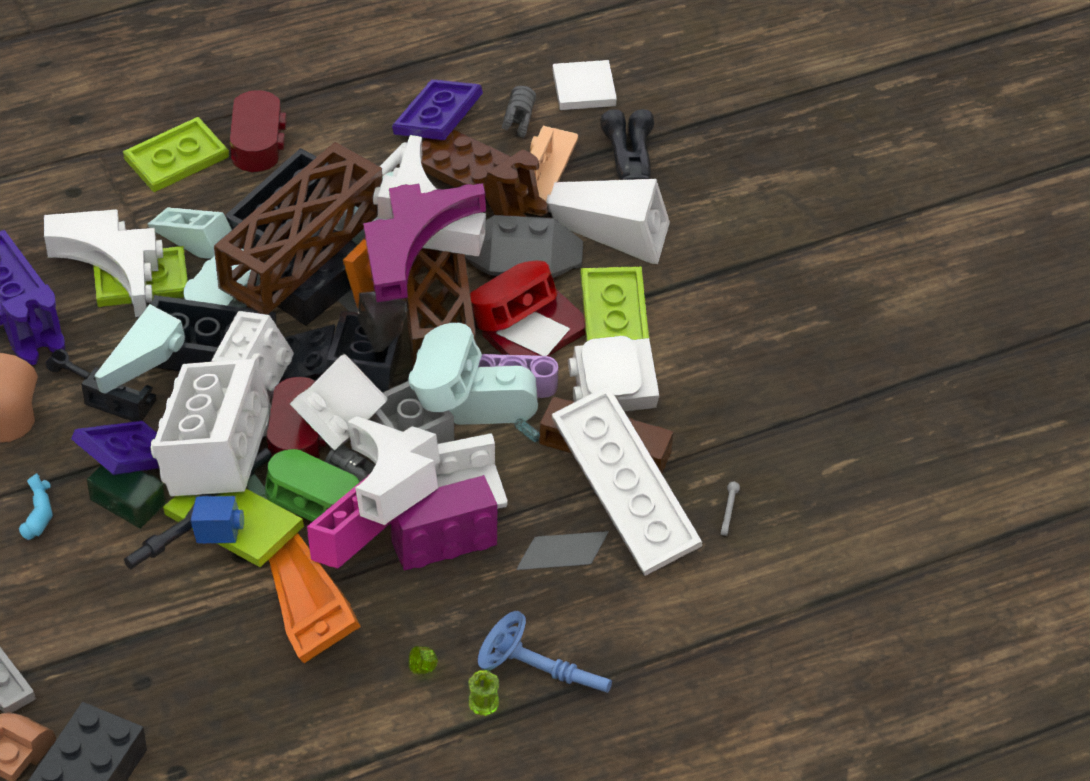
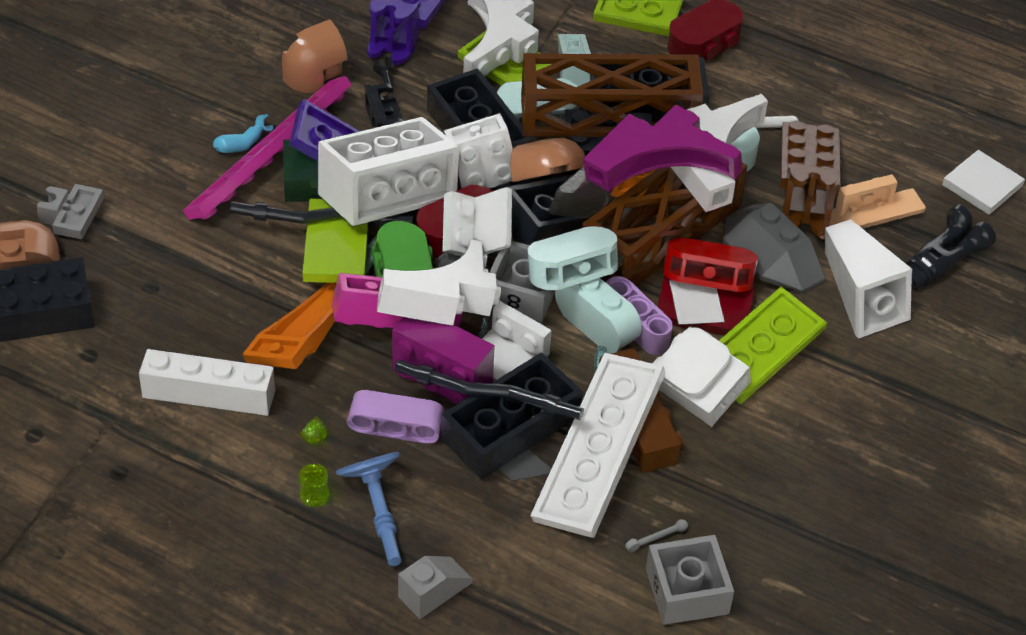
camera: 50 degrees right, 0 degrees up
(73, 500) = (260, 155): none -> dark pink plate
(143, 348) = (416, 88): light aqua slope -> none
(216, 519) = (311, 226): blue brick -> none
(304, 700) = (207, 382): none -> white brick
(309, 318) = (545, 158): none -> nougat brick
(437, 109) = (845, 112): dark purple tile -> none
(463, 540) = (550, 403): none -> black bar
(463, 595) = (395, 416): none -> lavender beam
(519, 109) = (907, 158): dark grey hinge -> none
(541, 518) = (497, 429): none -> black brick
(652, 678) = (431, 583): none -> light grey slope
(797, 512) = (689, 579): none -> light grey brick

